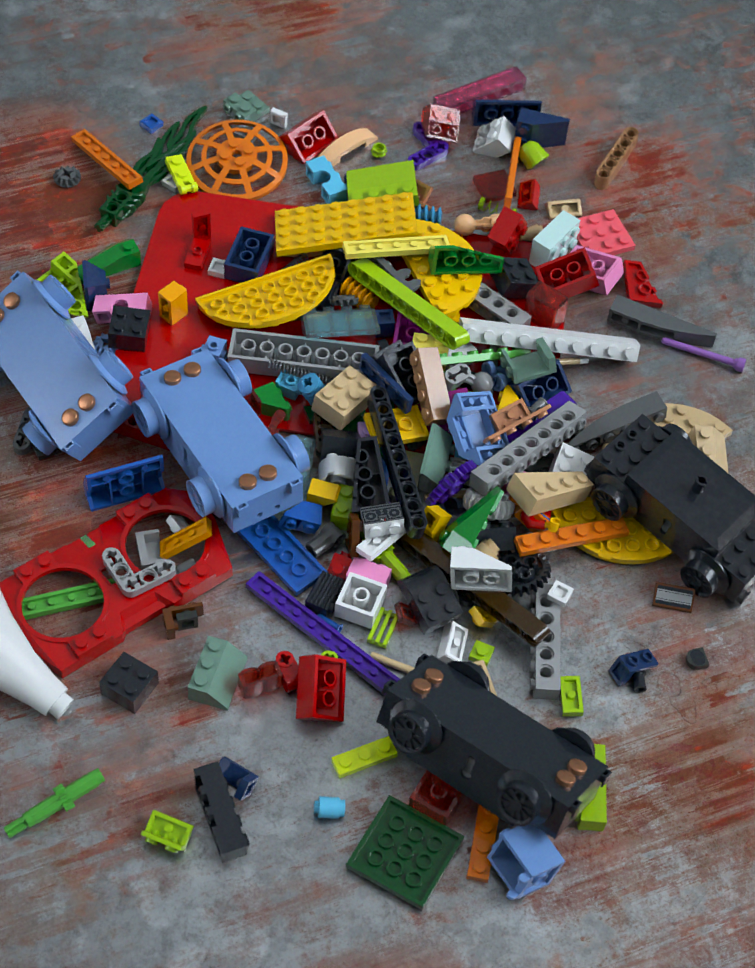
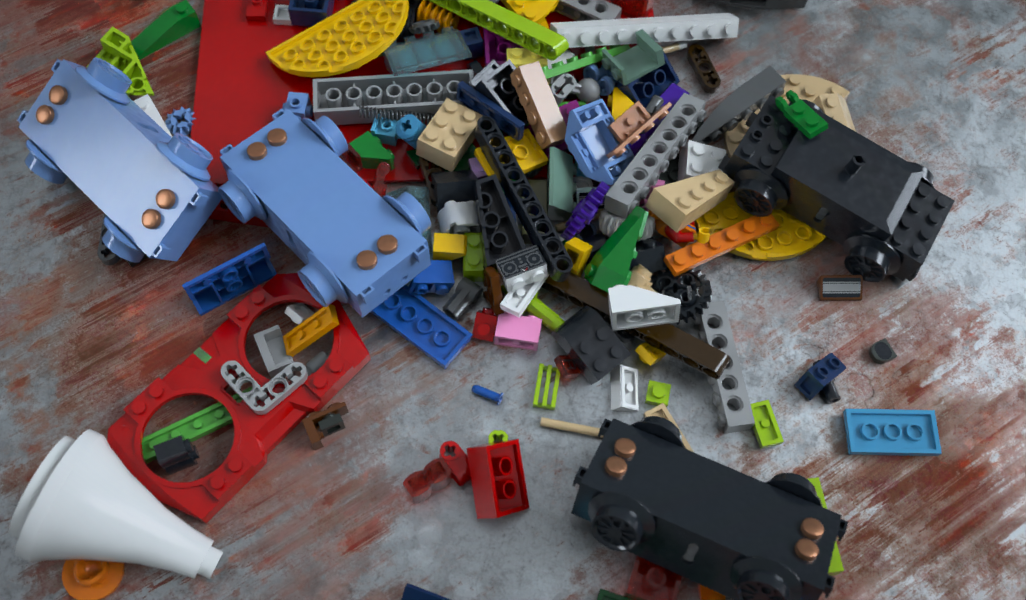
camera: 10 degrees left, 10 degrees up
(51, 615) = (176, 454): none -> black brick
(94, 283) = (153, 57): dark blue slope -> none
(104, 304) = (173, 79): bright pink arch -> none
(129, 328) = (200, 99): black brick -> none
(129, 682) = (282, 515): black brick -> none
(173, 302) = (242, 62): light orange brick -> none
(216, 673) = (378, 482): sand green slope -> none
(320, 631) = (490, 411): dark purple plate -> none
(324, 594) = (476, 361): black brick -> none
(360, 600) = (516, 362): white brick -> none
(364, 757) = (560, 546): neon yellow plate -> none
(560, 593) = (727, 311): white tile -> none
(595, 391) = (703, 60): none -> dark brown beam
(662, 435) = (801, 115): none -> green hinge
(685, 725) = (891, 432): none -> dark azure plate
(737, 363) = (835, 20): medium lavender piece -> none

